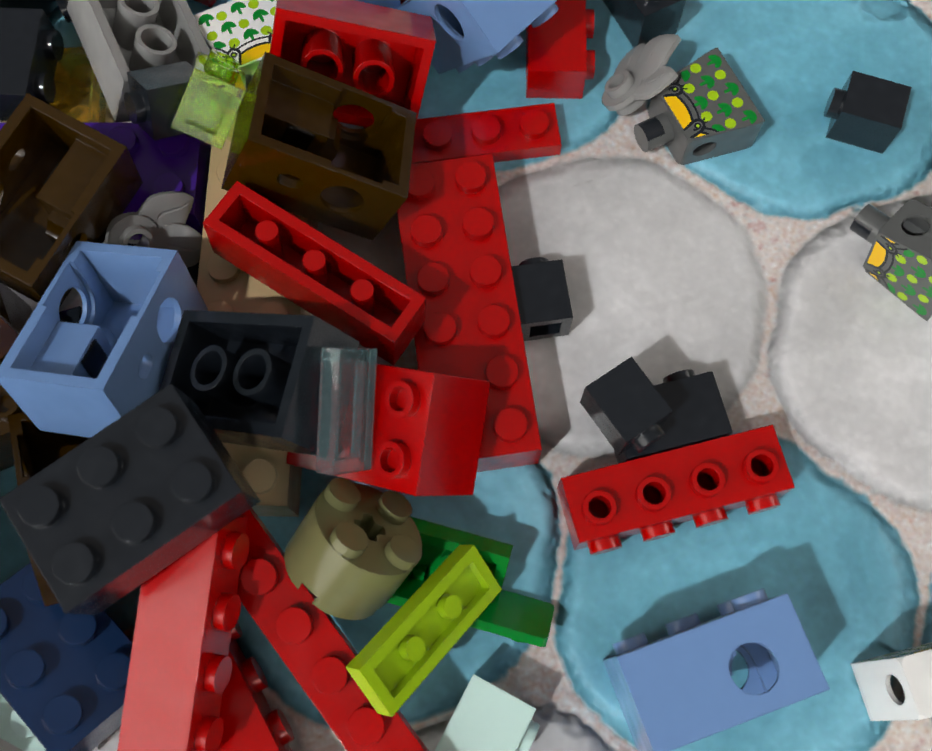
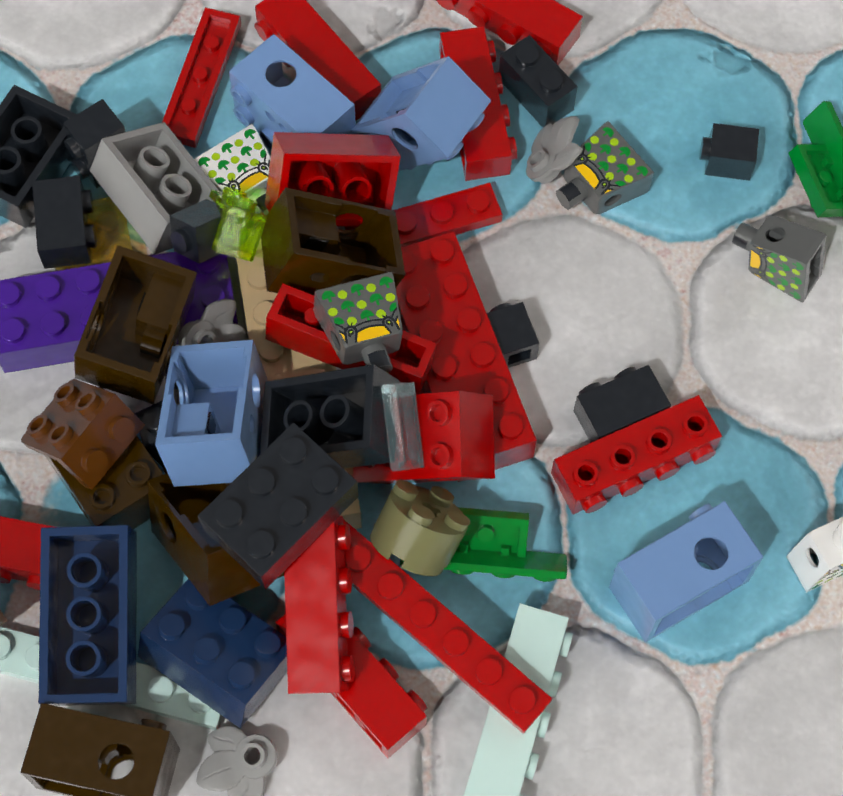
camera: 15 degrees left, 5 degrees down
(325, 248) = (361, 320): none -> dark grey torso
(424, 630) = (482, 572): lime plate -> none
(626, 407) = (591, 399): black brick -> none

